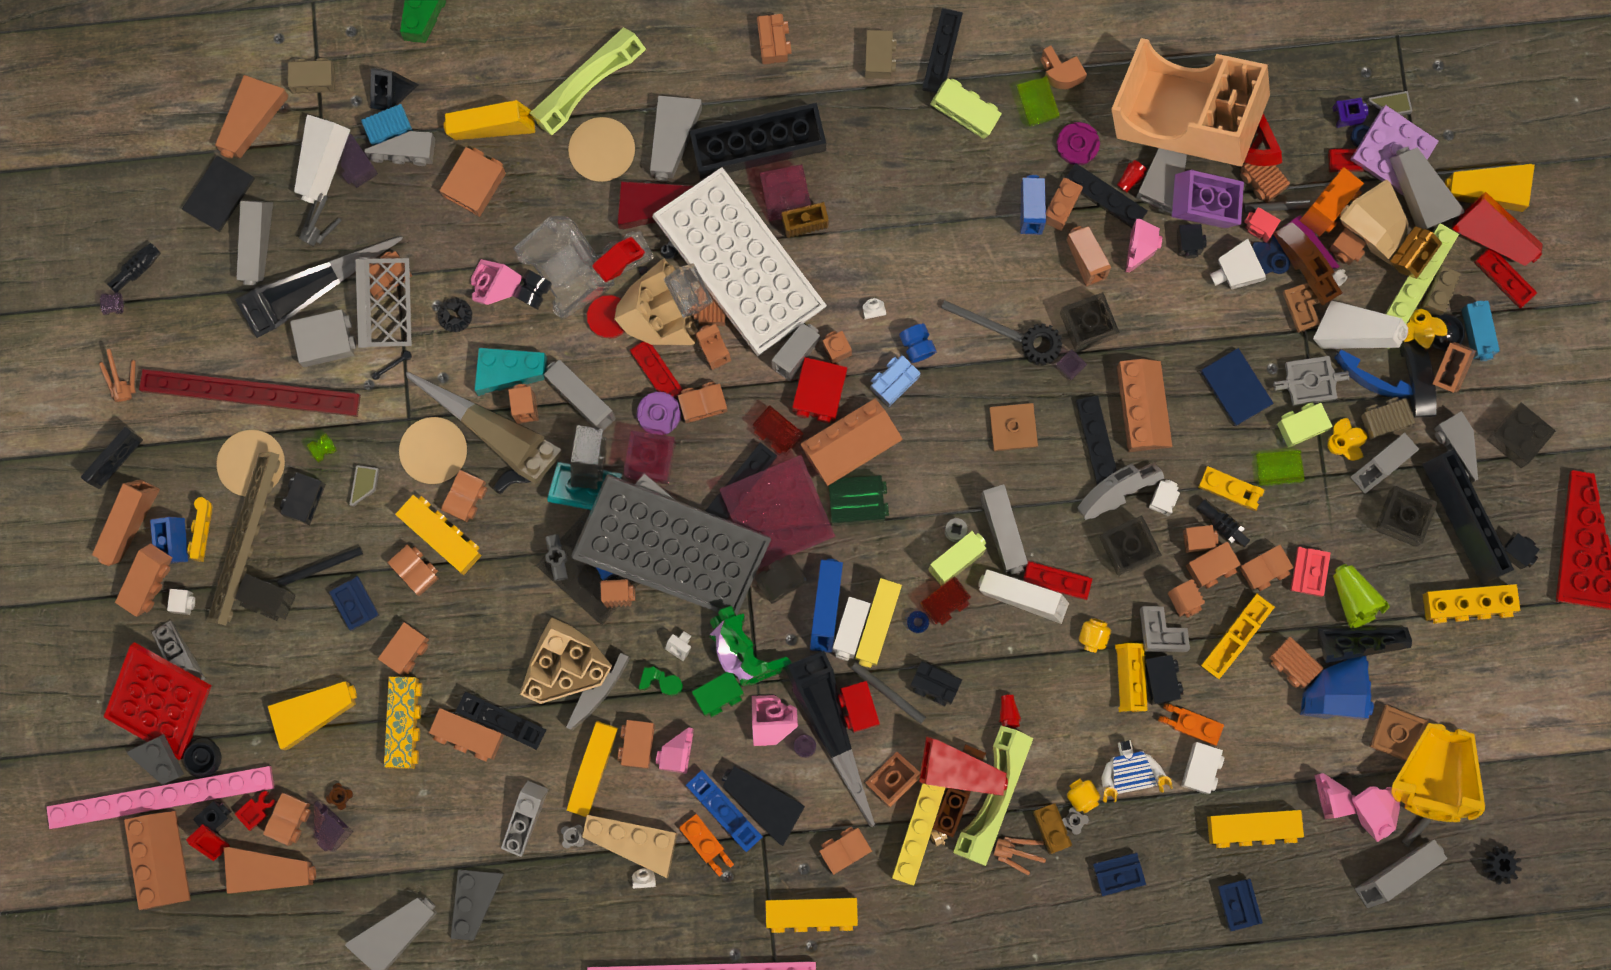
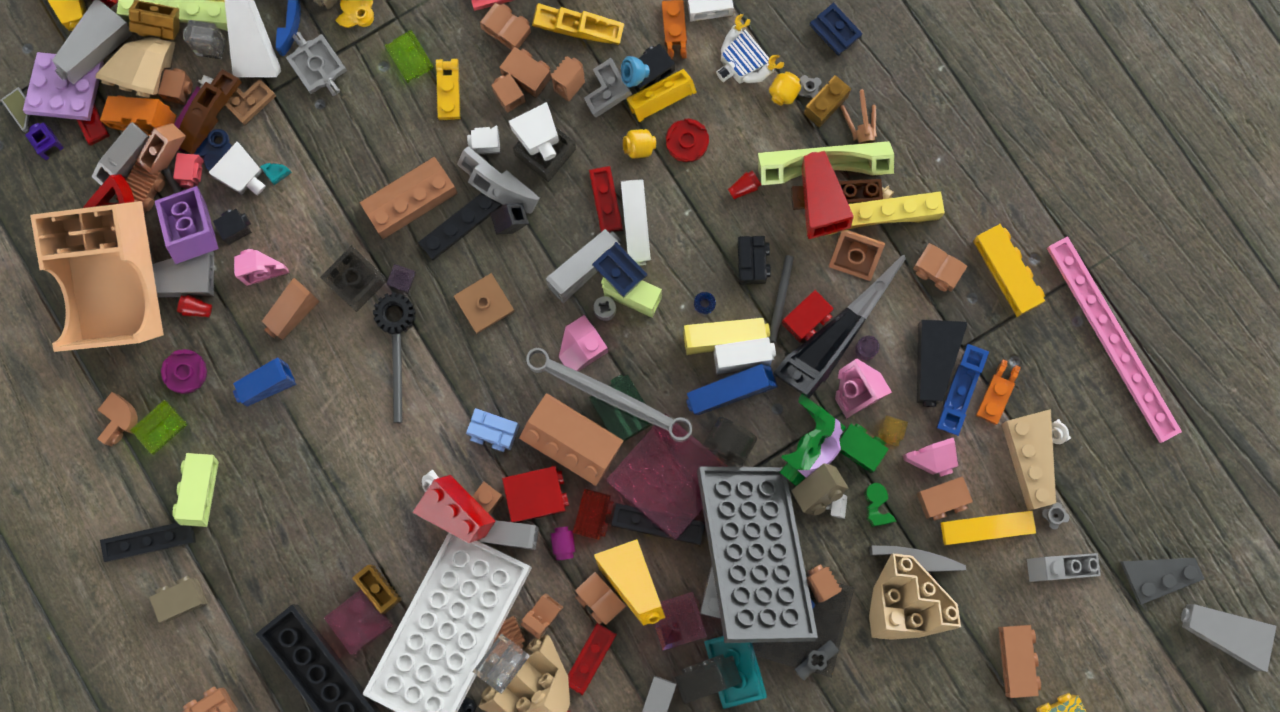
camera: 115 degrees left, 0 degrees up
(501, 720) = (988, 635): black slope -> none
(659, 413) = (628, 636): medium lavender tile -> none
(699, 635) = (820, 489): none -> dark tan brick
(708, 435) = (630, 577): none -> yellow slope
(719, 728) = (892, 430): none -> clear yellow brick
(765, 394) = (563, 543): none -> magenta brick
(838, 312) = (454, 510): none -> wedge
(874, 492) = (608, 394): none -> light grey piece
(917, 342) = (447, 425): blue wheel -> none
(933, 493) = (581, 344): none -> bright pink slope
(945, 601) = (675, 286): clear red brick -> none
(979, 551) = (619, 269): none -> dark blue plate
(1063, 203) = (248, 355): nougat brick -> none
(1078, 682) = (687, 140): none -> red tile
(1079, 483) = (509, 218): none -> black brick
(1106, 196) = (224, 323): black plate -> none
(1145, 542) = (536, 131): none -> white torso
(1162, 659) = (633, 71): none -> dark azure brick
(1223, 523) = (483, 80): black hinge -> none
(1224, 300) = (275, 172): none -> teal tile
(1236, 387) = (352, 125): dark blue tile -> none
(1289, 207) = (161, 148): none -> nougat brick
(1299, 170) = (121, 155): none -> light grey slope
(1305, 424) = (359, 51): yellowish green brick -> none
(1358, 134) = (62, 125): dark blue tile -> none
(1379, 290) = (204, 39): none -> clear brick

